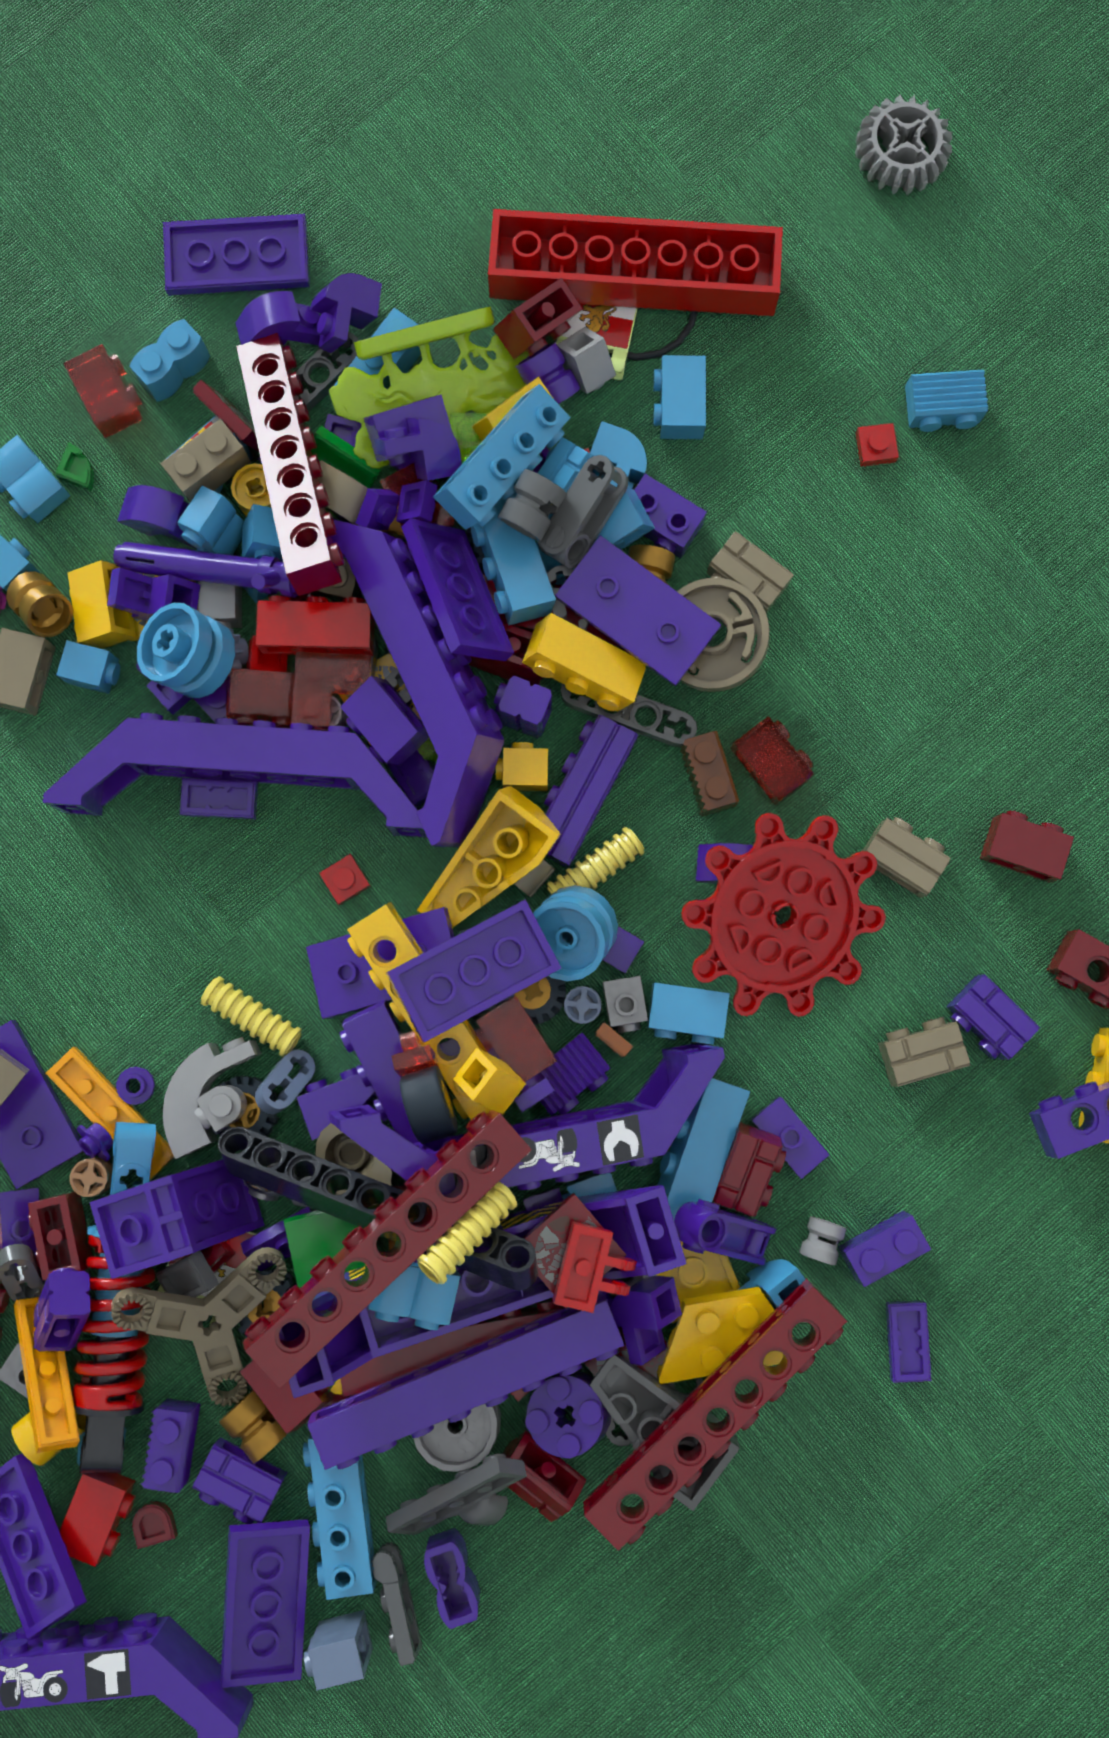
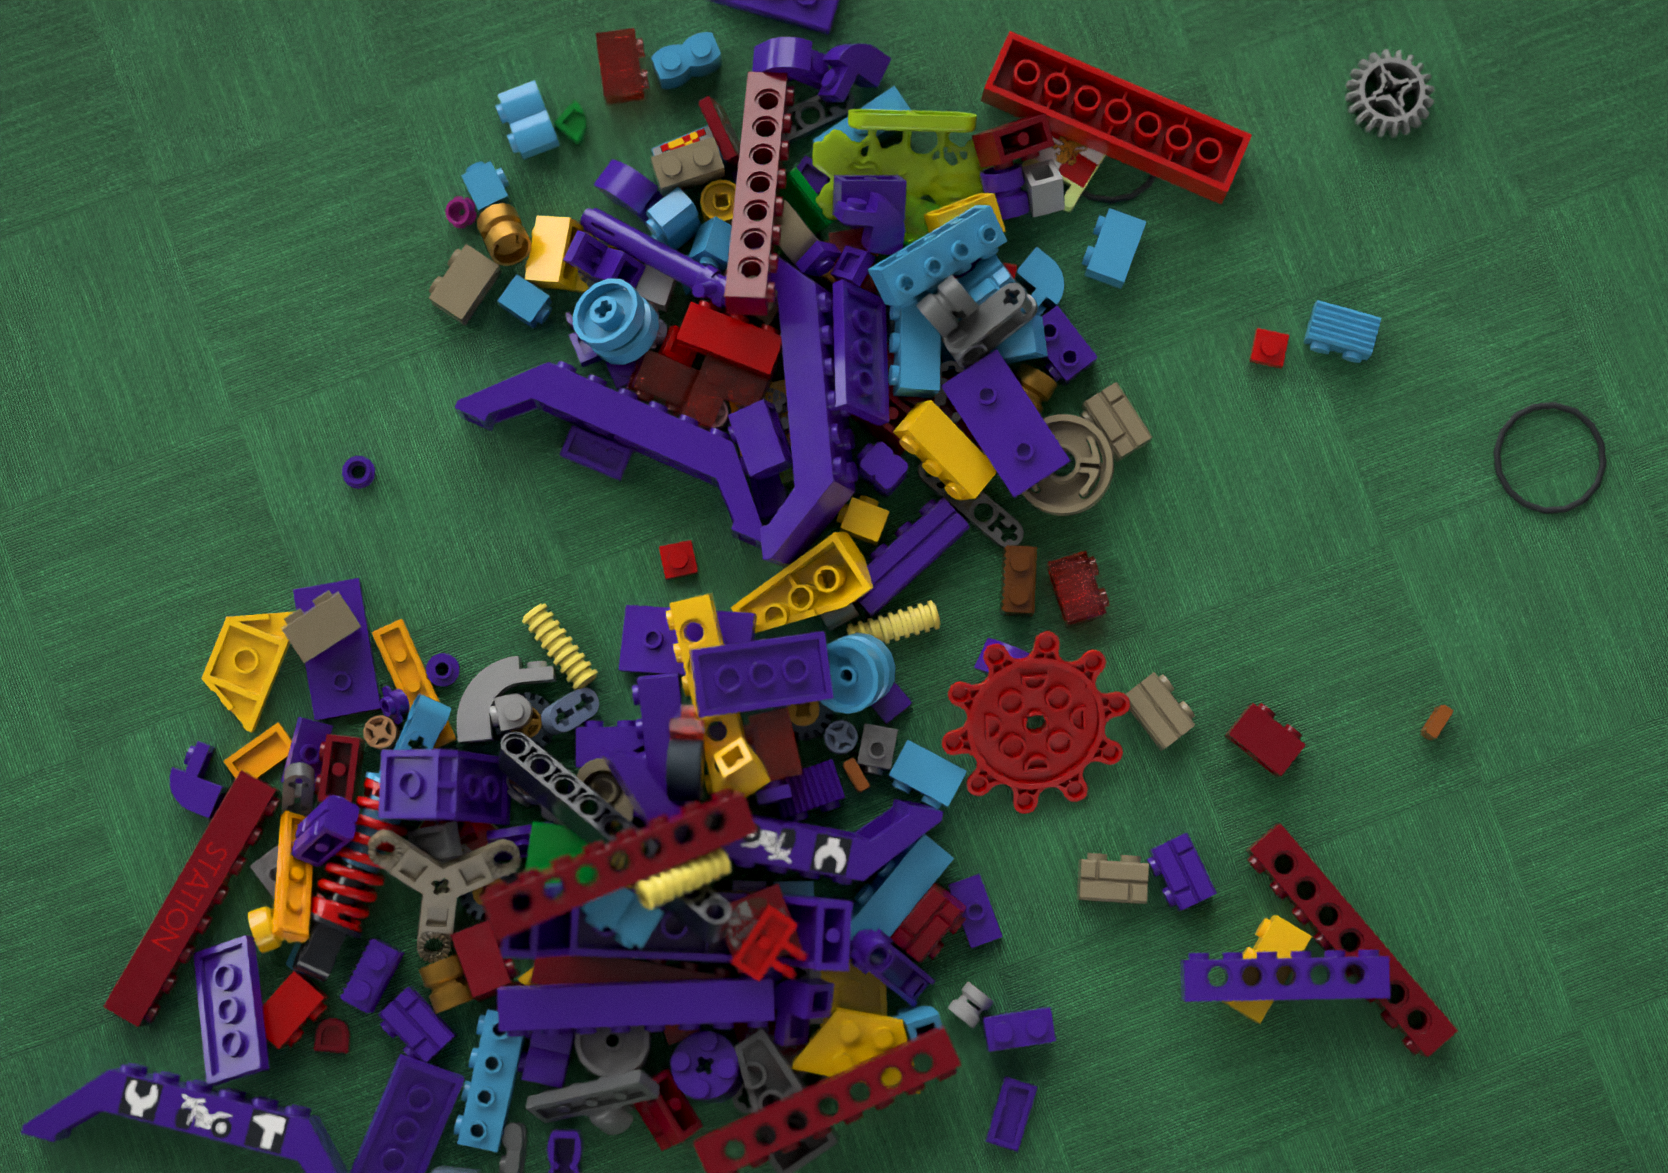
camera: 15 degrees right, 0 degrees up
(393, 1471) = (547, 1057): none -> dark purple brick

